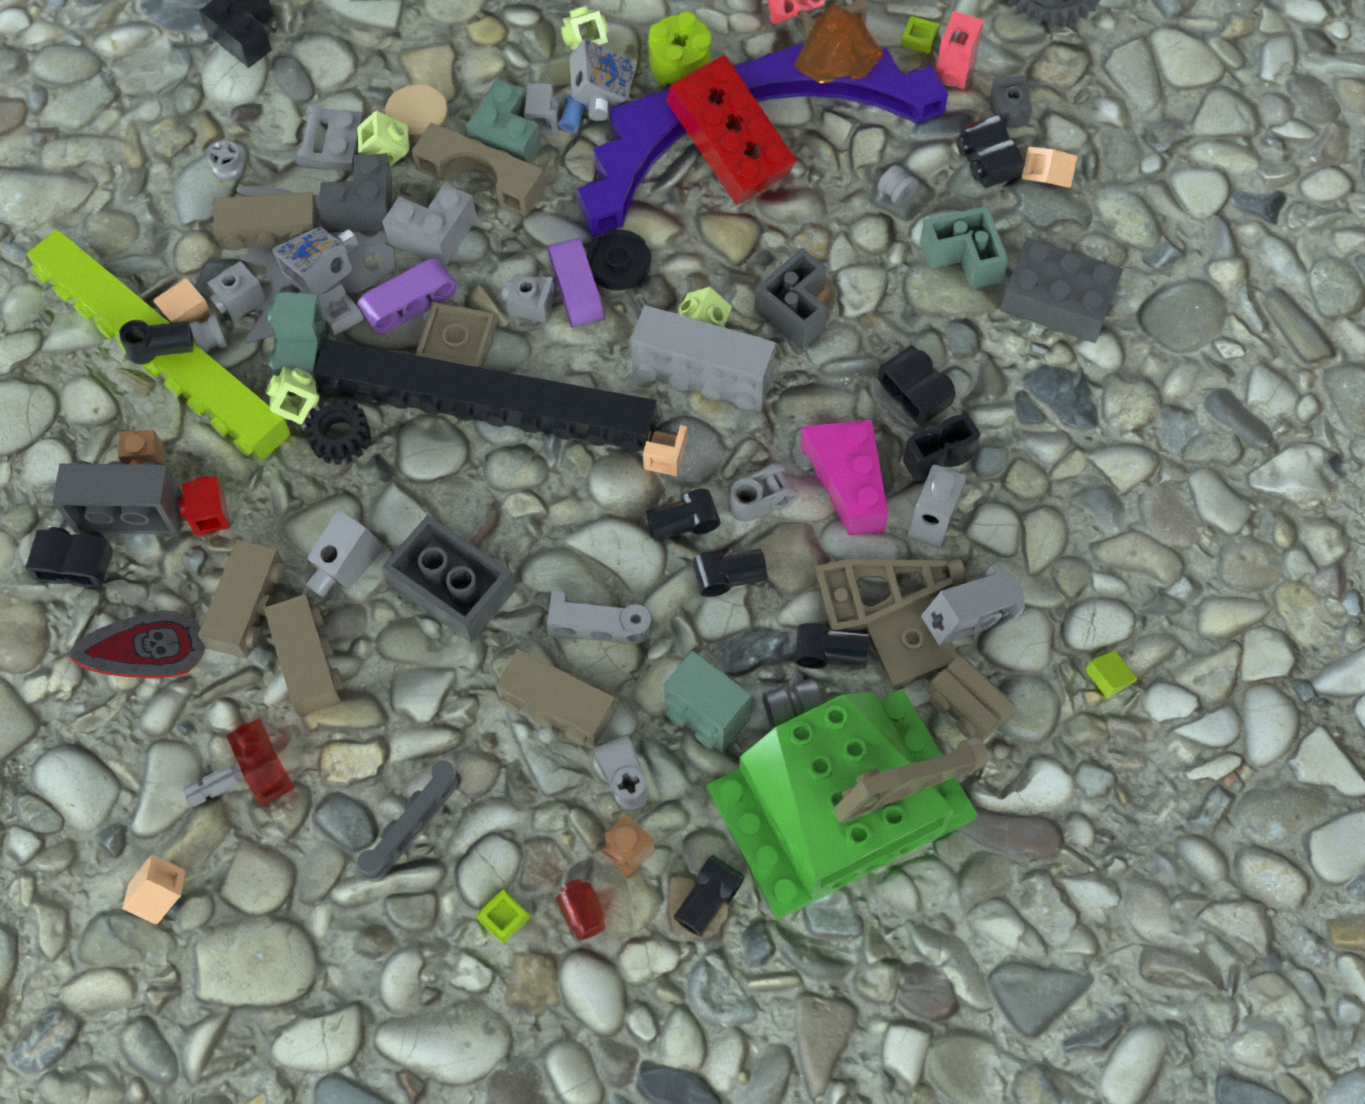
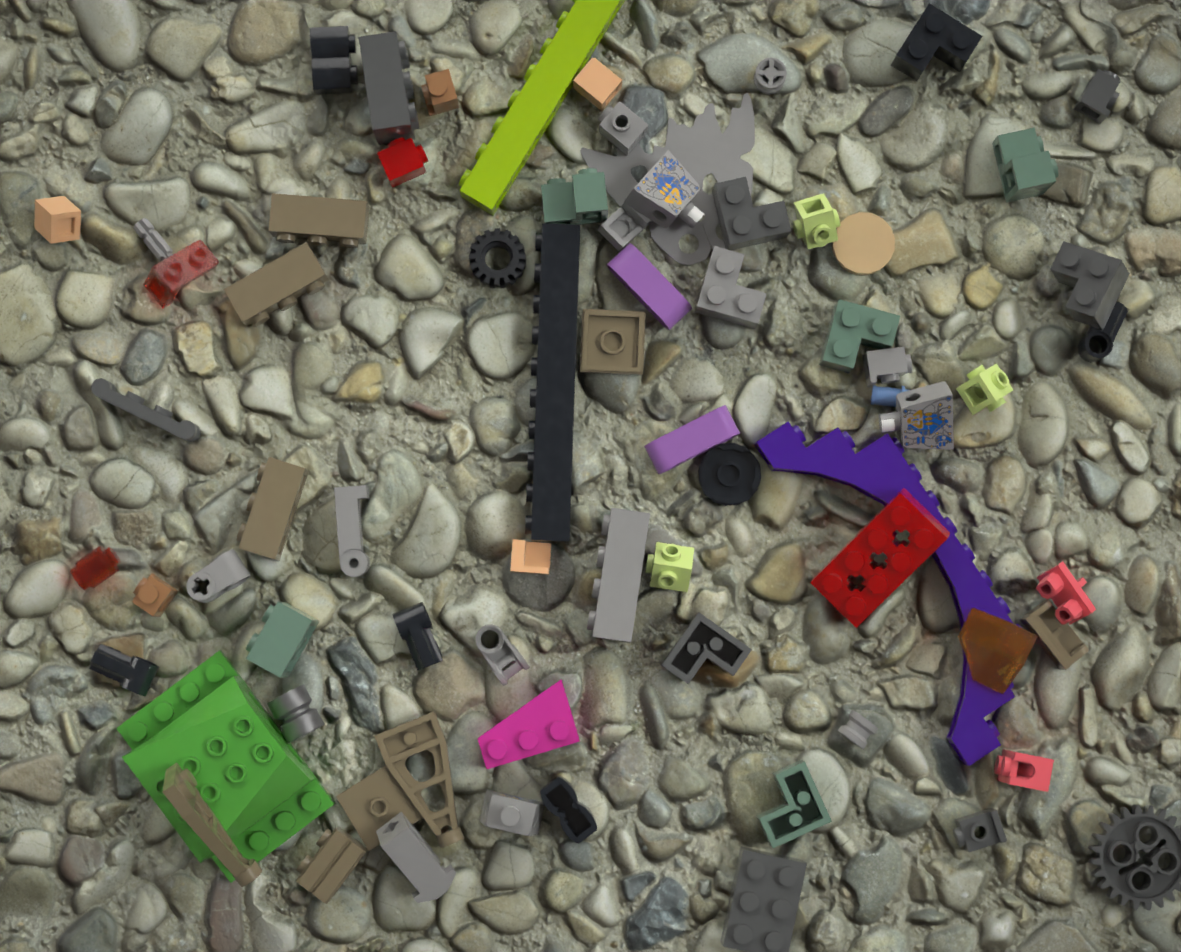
camera: 75 degrees right, 20 degrees up
(142, 646) = (259, 148): shield -> none
(155, 340) = (543, 78): black piece -> none
(208, 334) = (574, 115): light grey wheel -> none
(263, 219) = (704, 134): dark tan brick -> none
(292, 394) = (518, 210): yellowish green brick -> none
(339, 142) = (817, 178): light grey plate -> none
(341, 554) = (371, 295): light grey torso -> none
(446, 153) = (814, 283): dark tan arch -> none
(449, 578) = (363, 393): dark grey brick -> none
(503, 916) = (84, 504): lime tile -> none
(529, 297) = (663, 410): light grey brick -> none
(678, 47) = (996, 494): lime brick -> none
(692, 513) = (467, 591): black piece -> none
(819, 646) = (360, 727): black piece -> none
(917, 385) = (636, 778): black brick -> none
(920, 34) = (1055, 727): lime tile -> none
(990, 151) = (915, 815): black brick -> none
(1049, 166) = (908, 877): light nougat panel -> none

